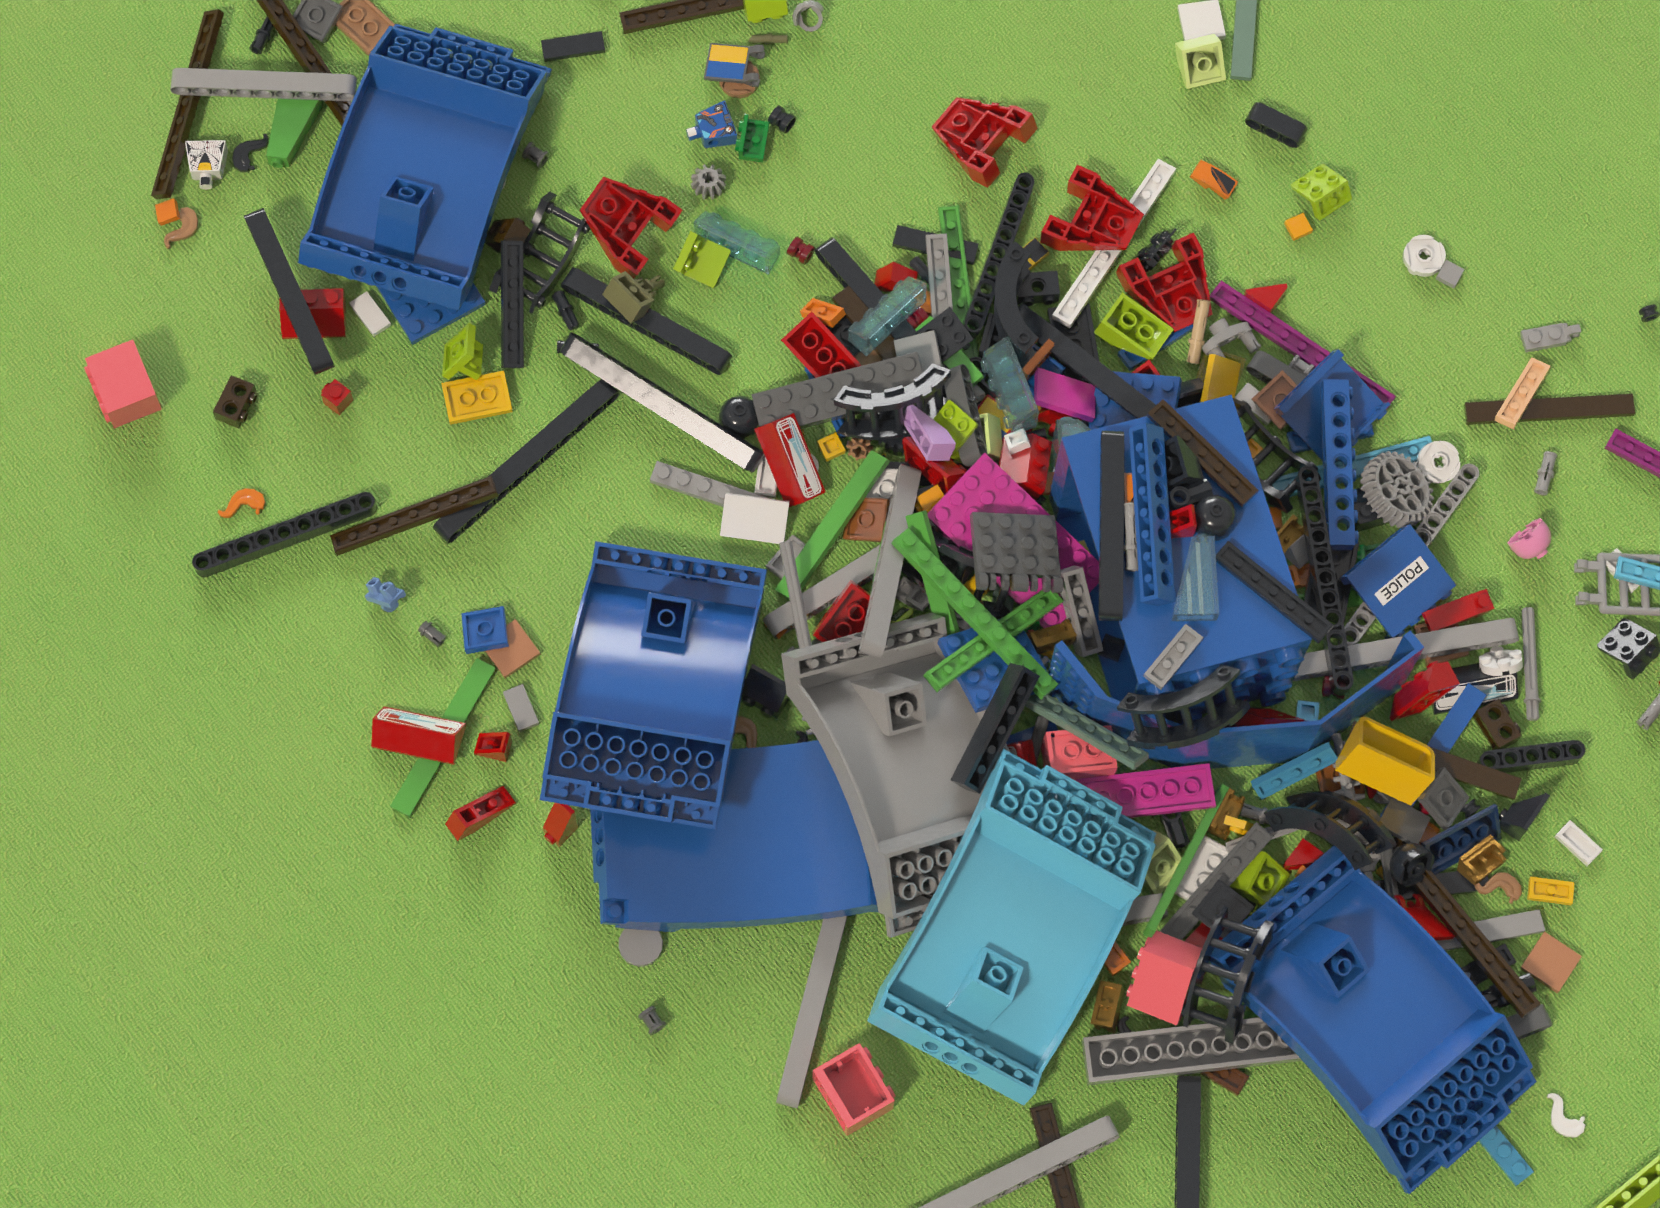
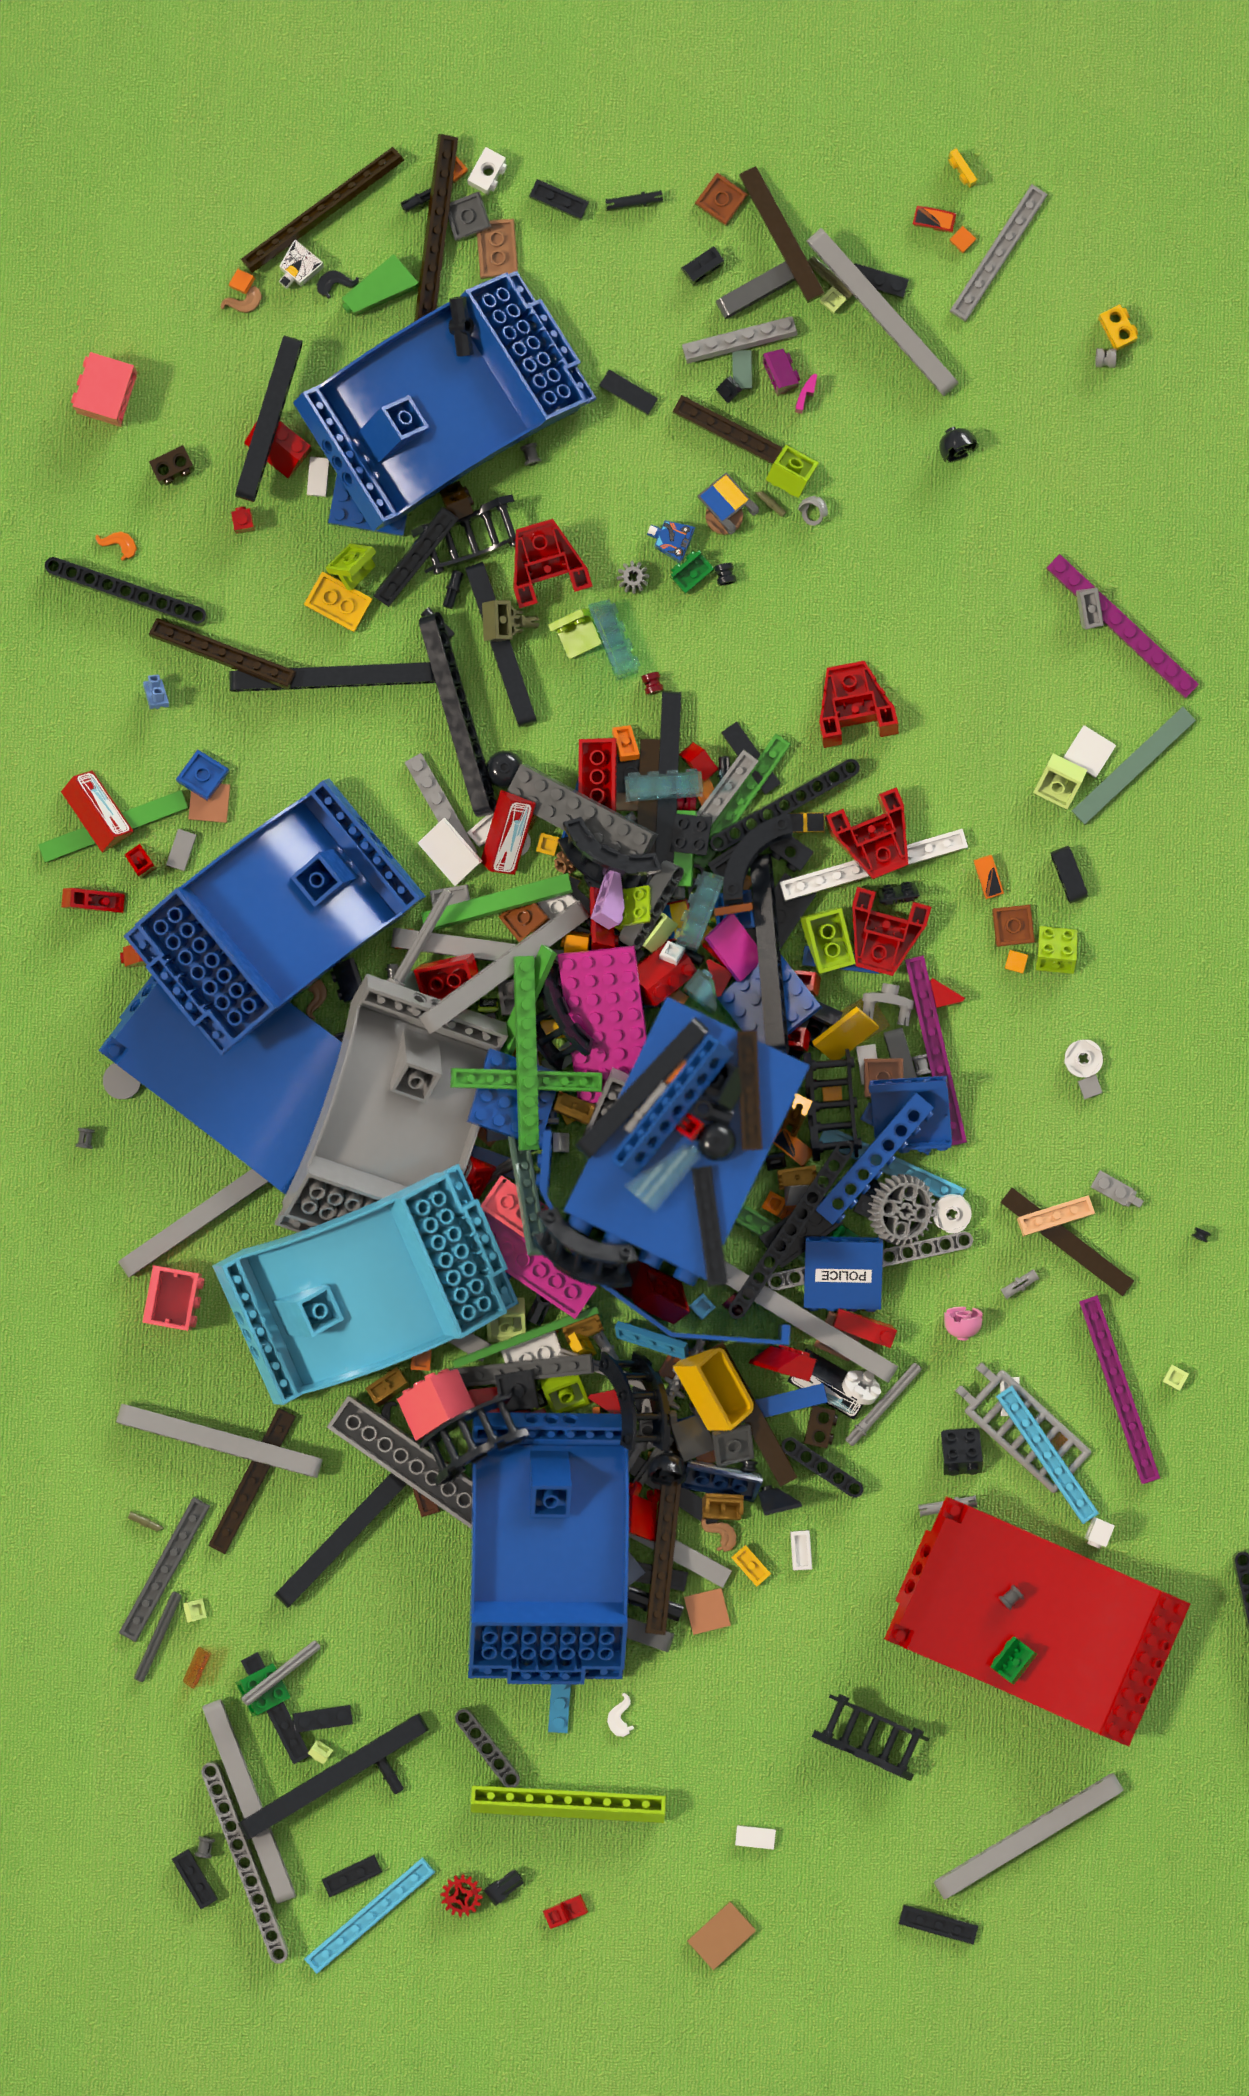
camera: 45 degrees right, 15 degrees up
(263, 84) = (382, 243): light grey beam -> none
(390, 86) = (461, 326): none -> black piece
(431, 633) = (165, 746): dark grey pin -> none
(924, 344) = (668, 832): light grey tile -> none
(995, 728) = (466, 1145): black brick -> none
(1015, 549) = (594, 1032): dark grey hinge -> none
(1173, 657) = (600, 1213): light grey plate -> none
(1198, 331) = (864, 985): tan pin -> none
(1269, 201) = (1013, 925): none -> dark orange tile

